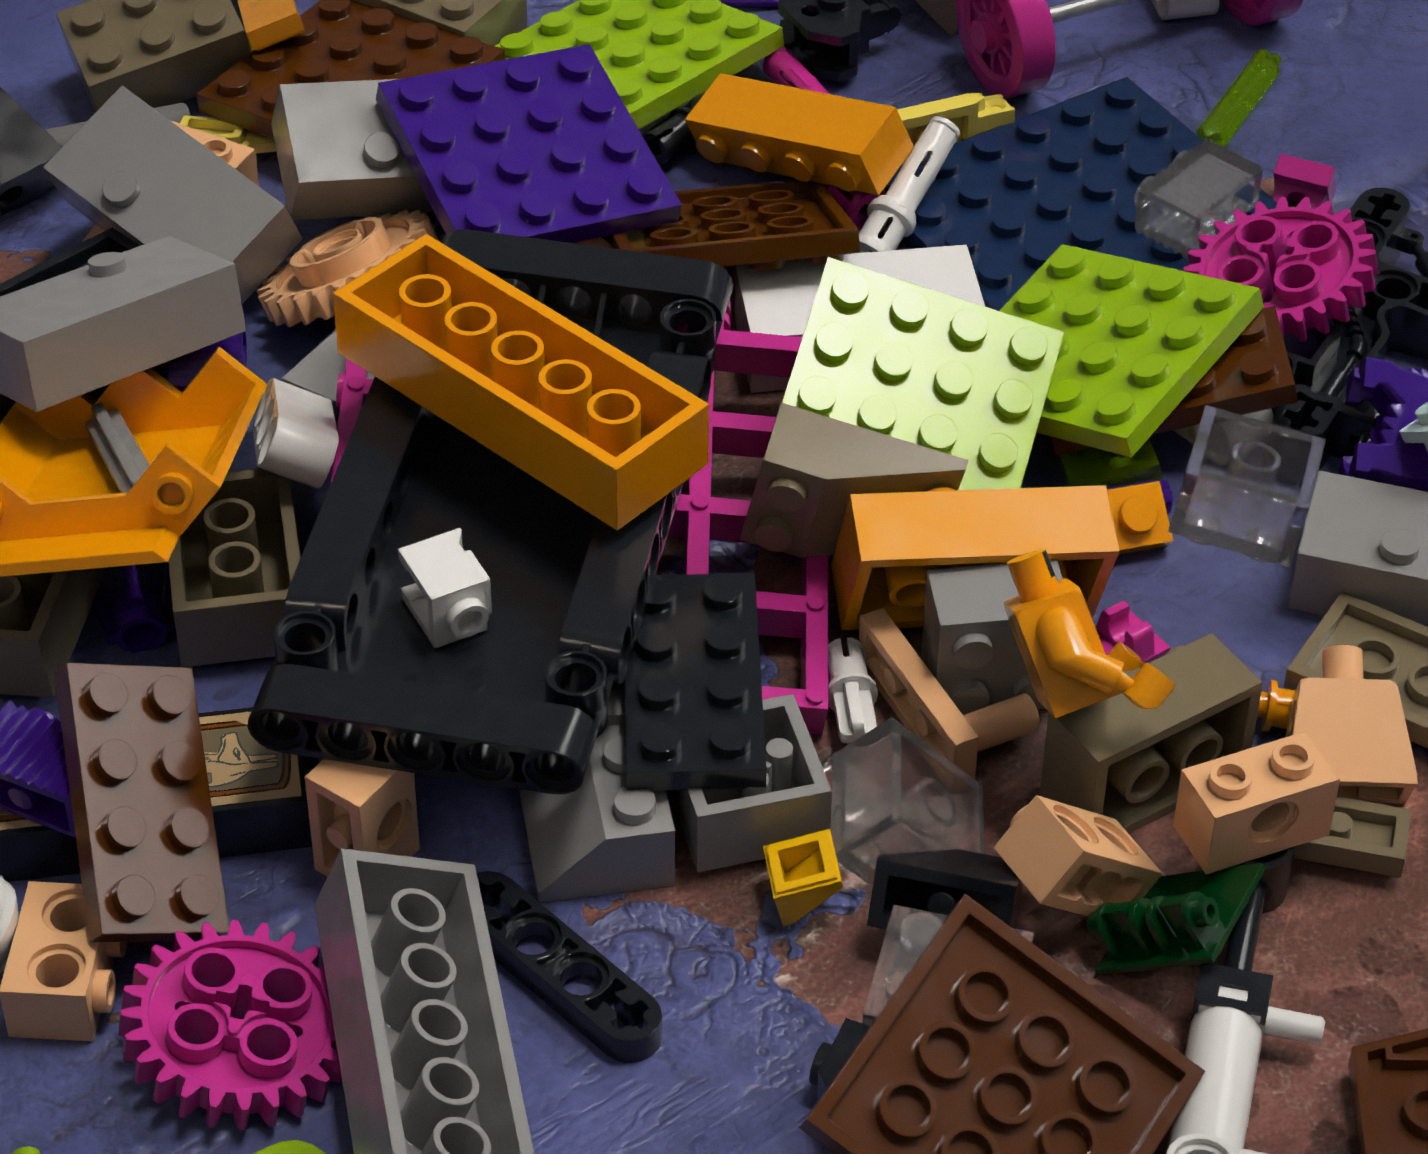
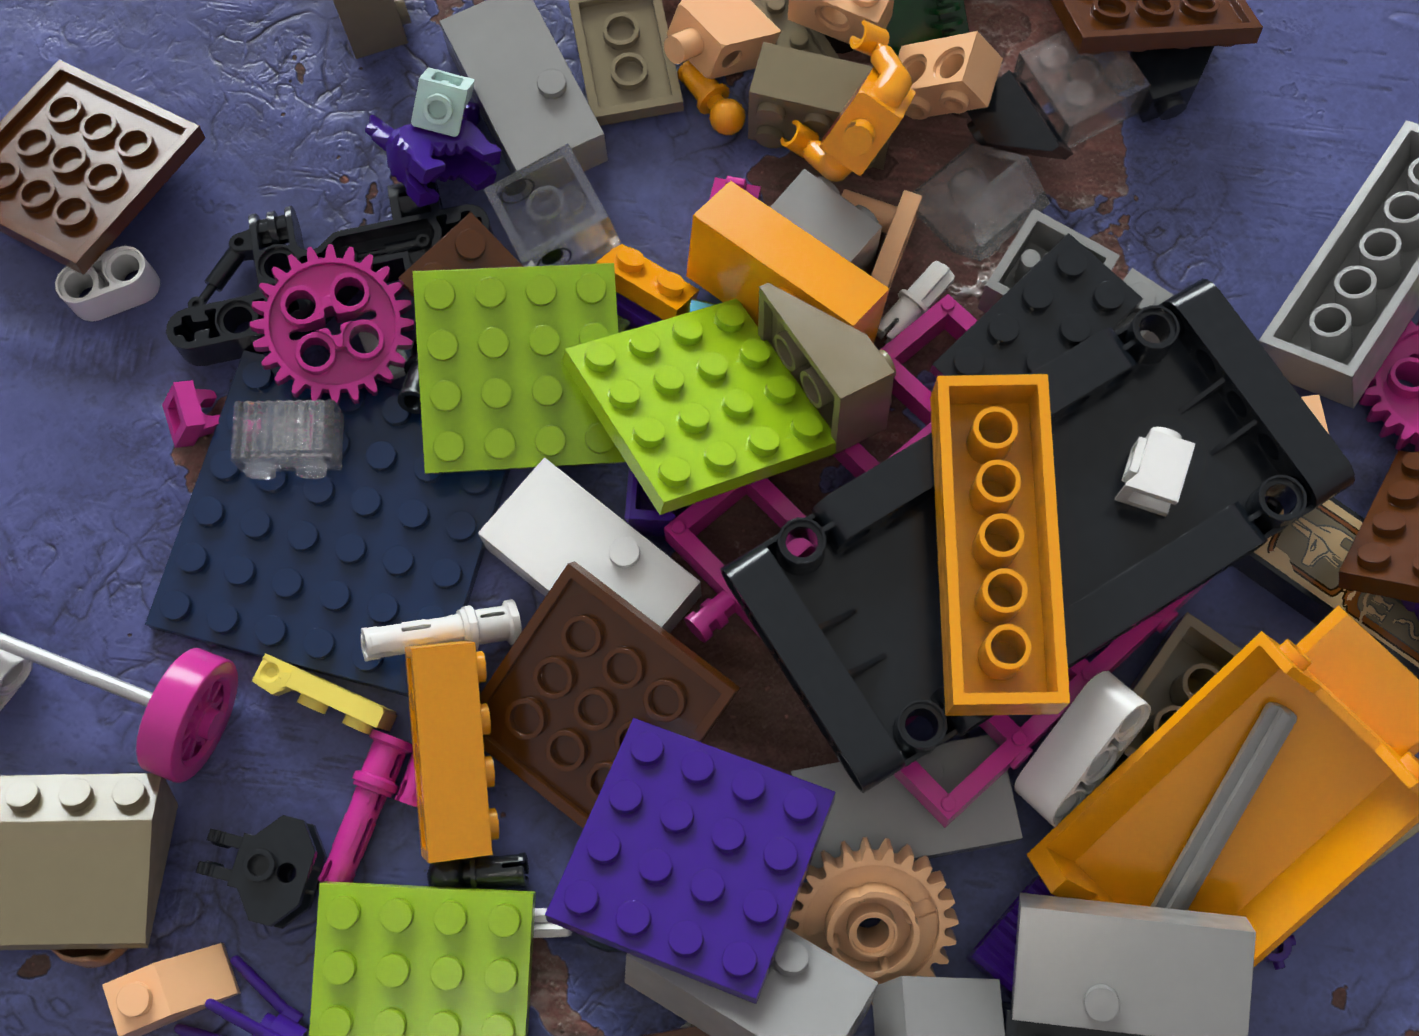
camera: 130 degrees left, 30 degrees up
(565, 959) = (1247, 246): black beam -> none
(802, 874) = (1073, 206): yellow slope -> none
(1240, 97) = (105, 536): clear neon green axle -> none

